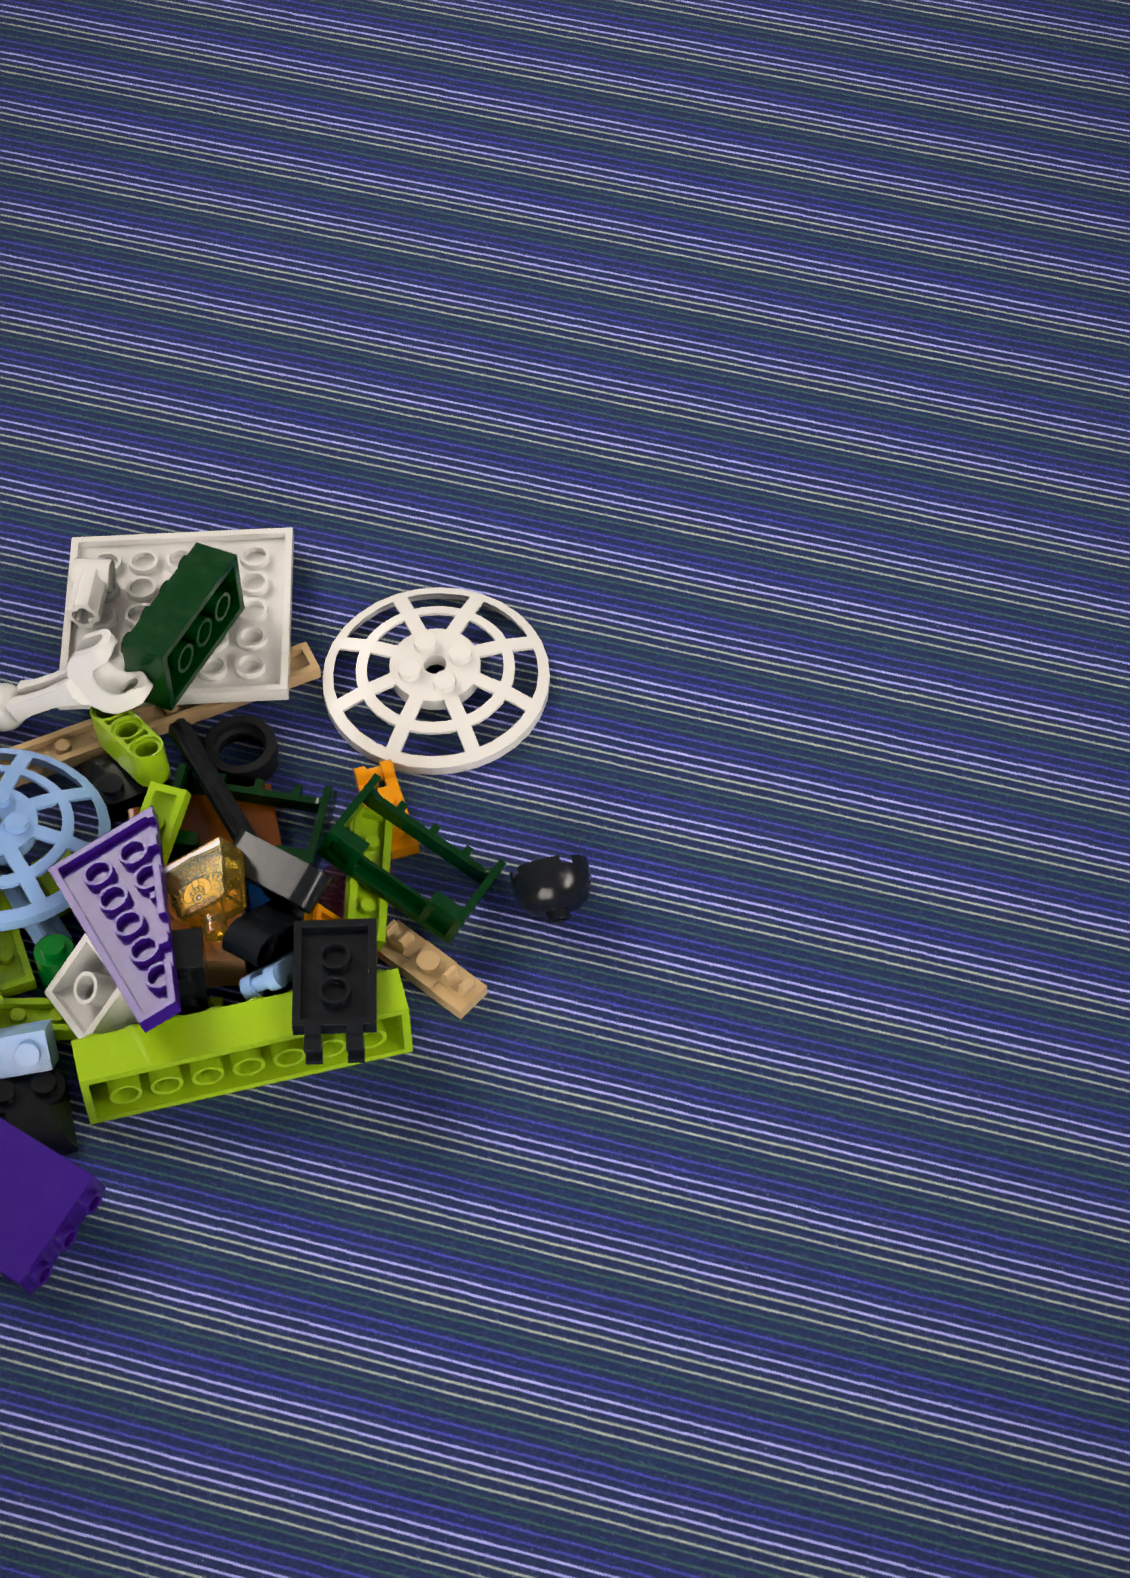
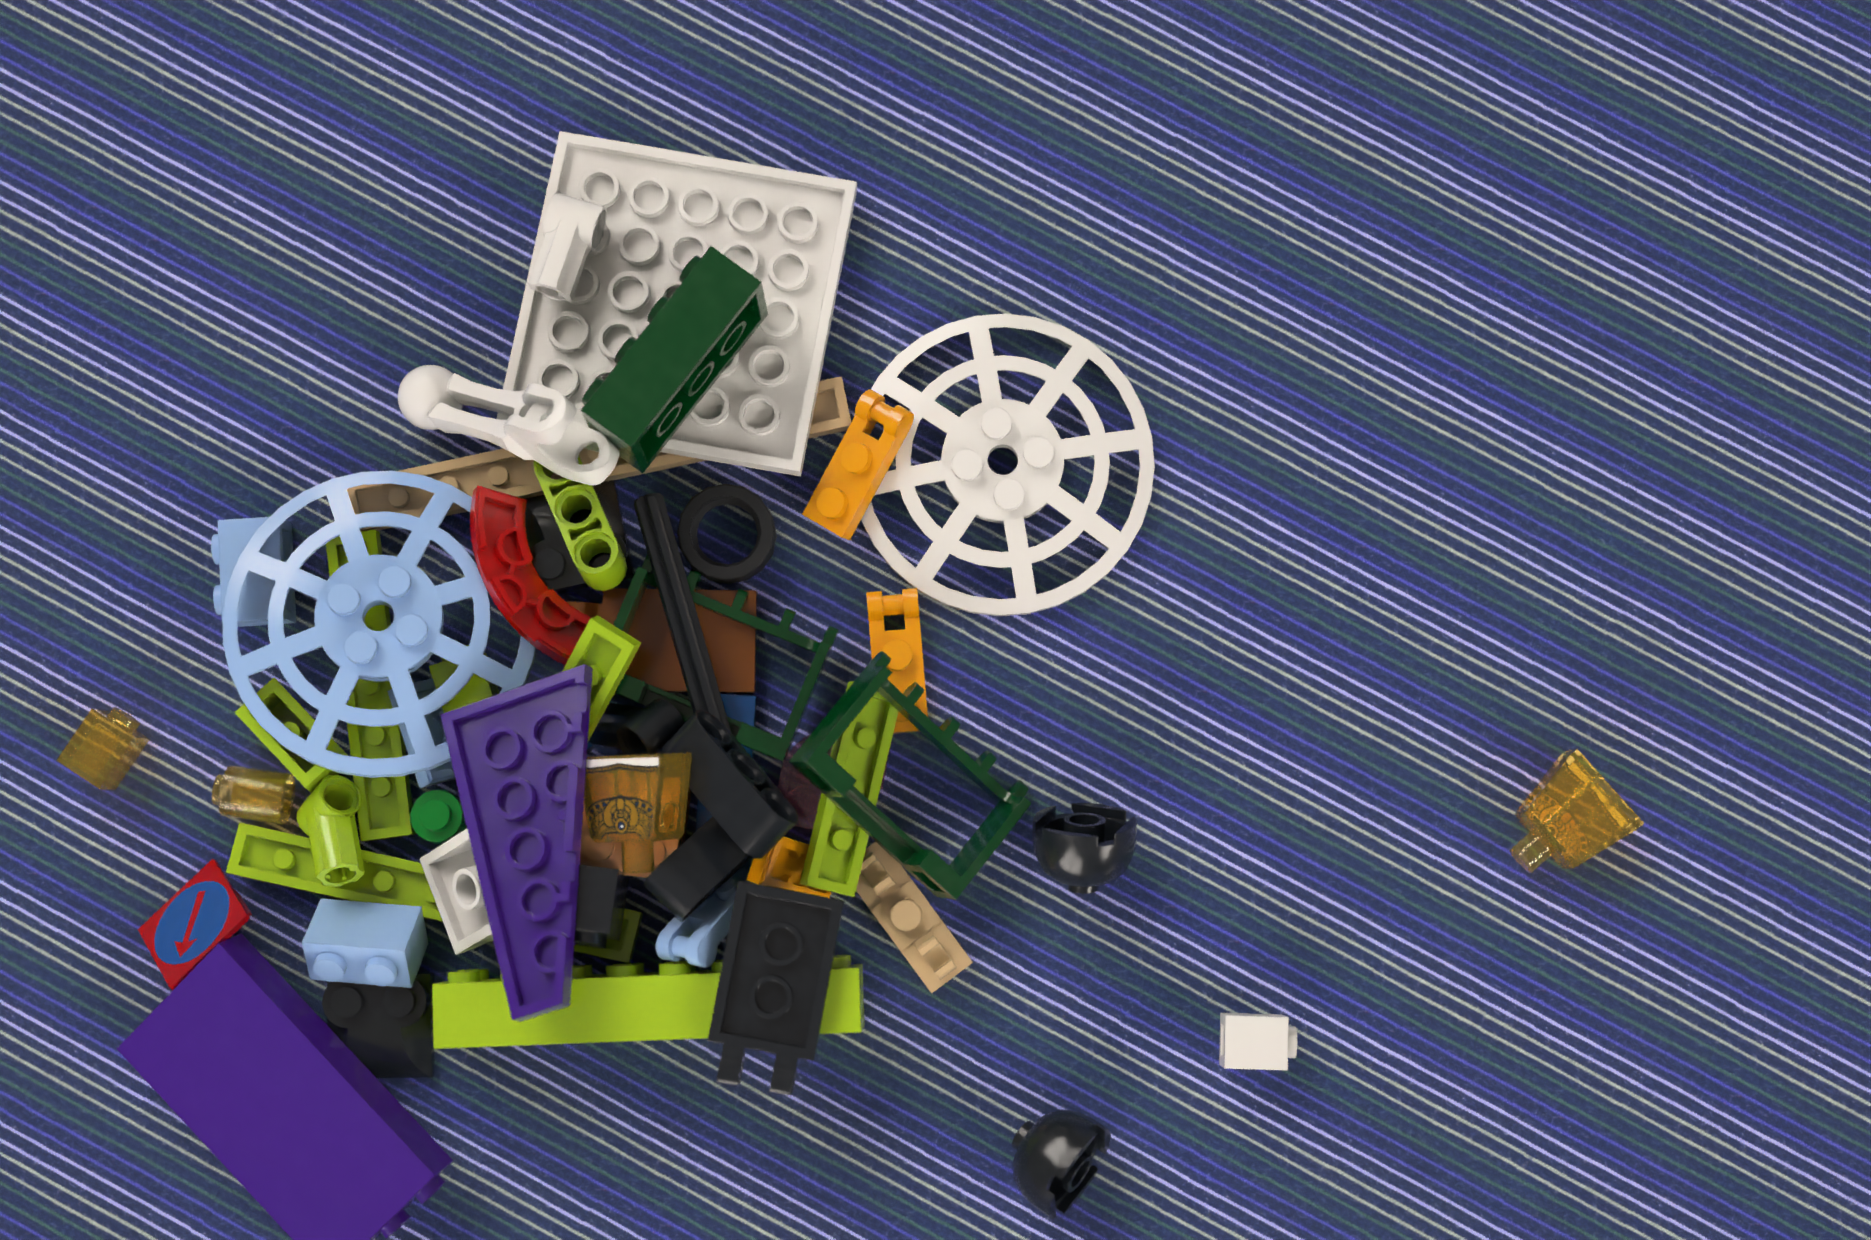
camera: 15 degrees right, 30 degrees up
(79, 783) = (513, 582): none -> red tile
(330, 690) = (858, 465): none -> light orange plate
(583, 1092) = (1056, 1158): none -> black cylinder
(715, 991) = (1256, 1041): none -> white brick
(912, 805) = (1571, 815): none -> clear yellow torso

